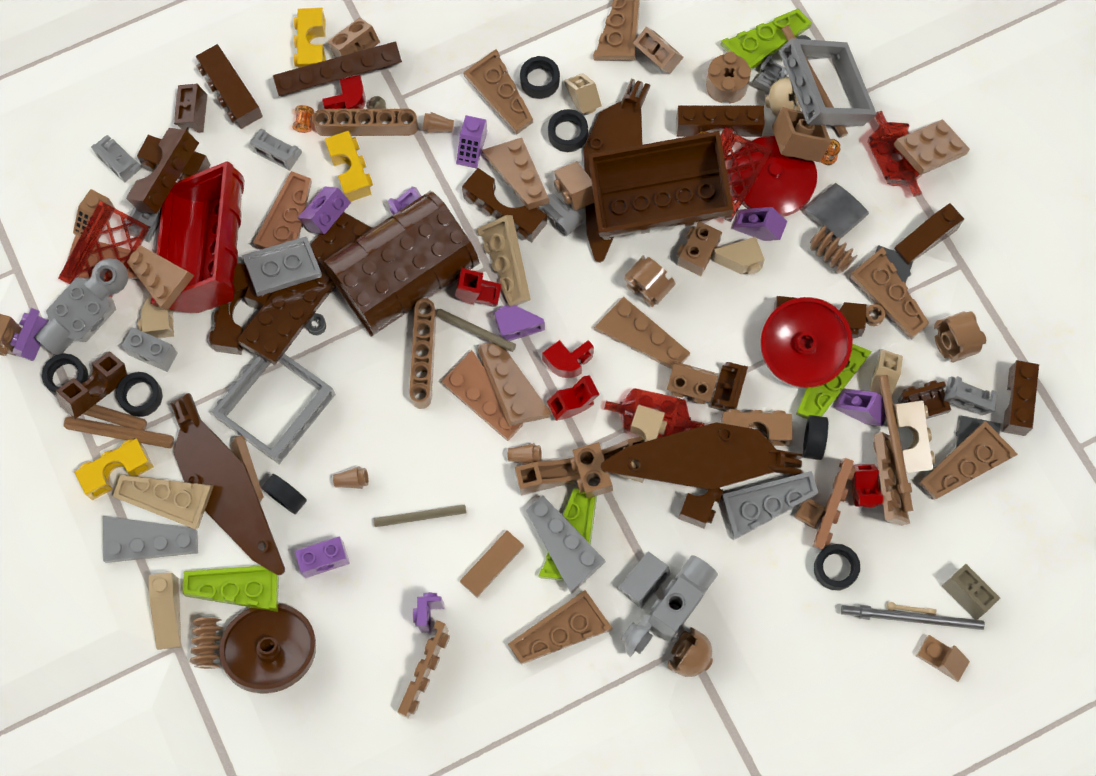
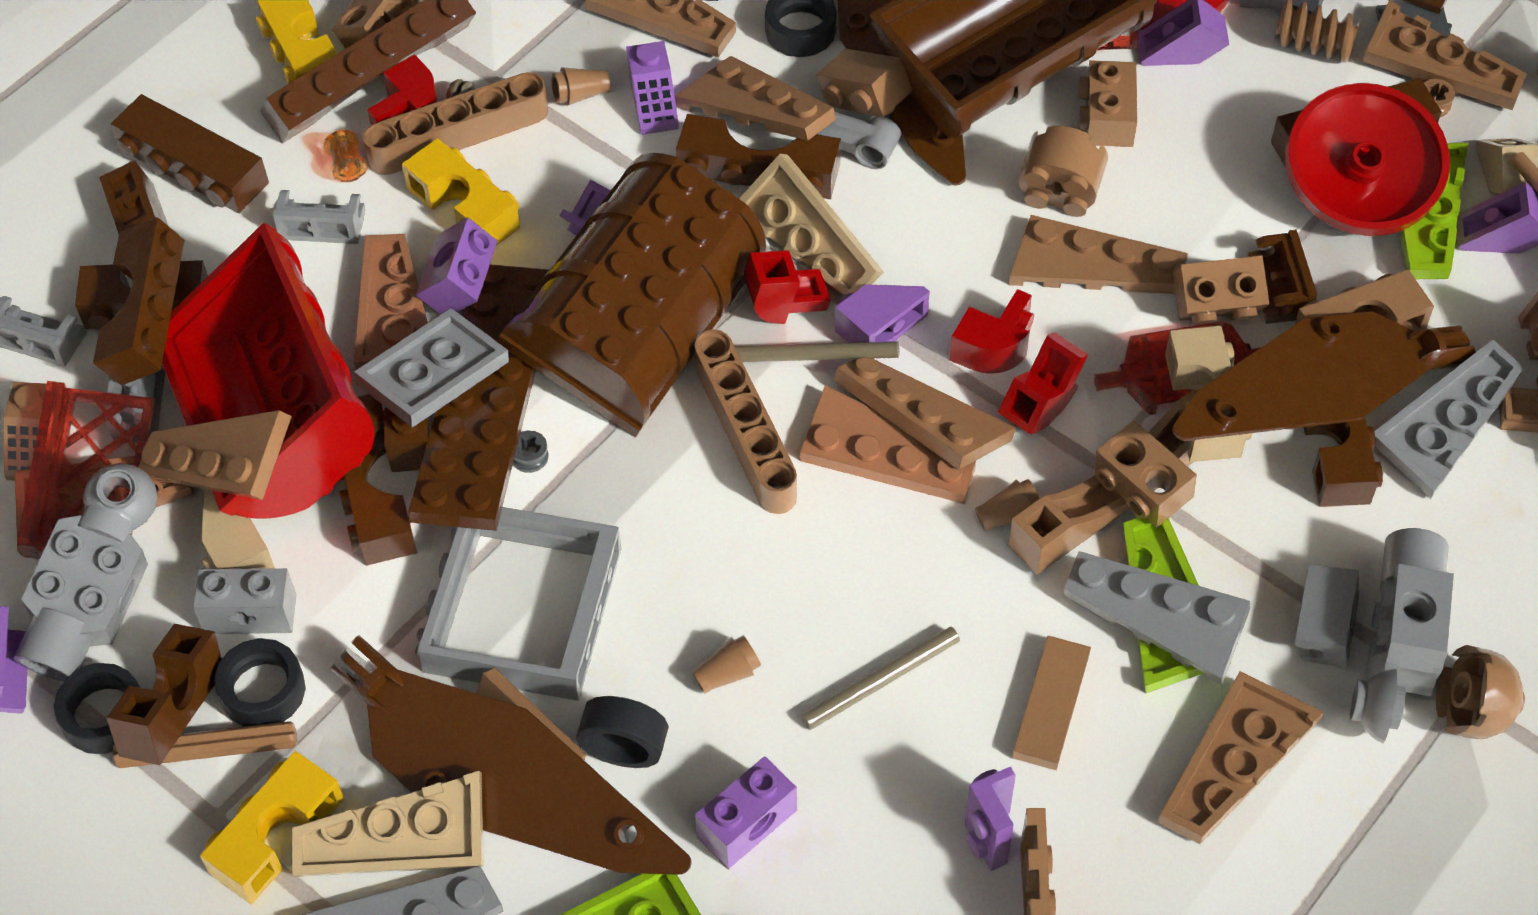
camera: 25 degrees left, 15 degrees down
(119, 432) = (245, 764): medium nougat axle -> none
(740, 256) = (1182, 91): tan slope -> none
(815, 437) = (1467, 288): black tyre -> none

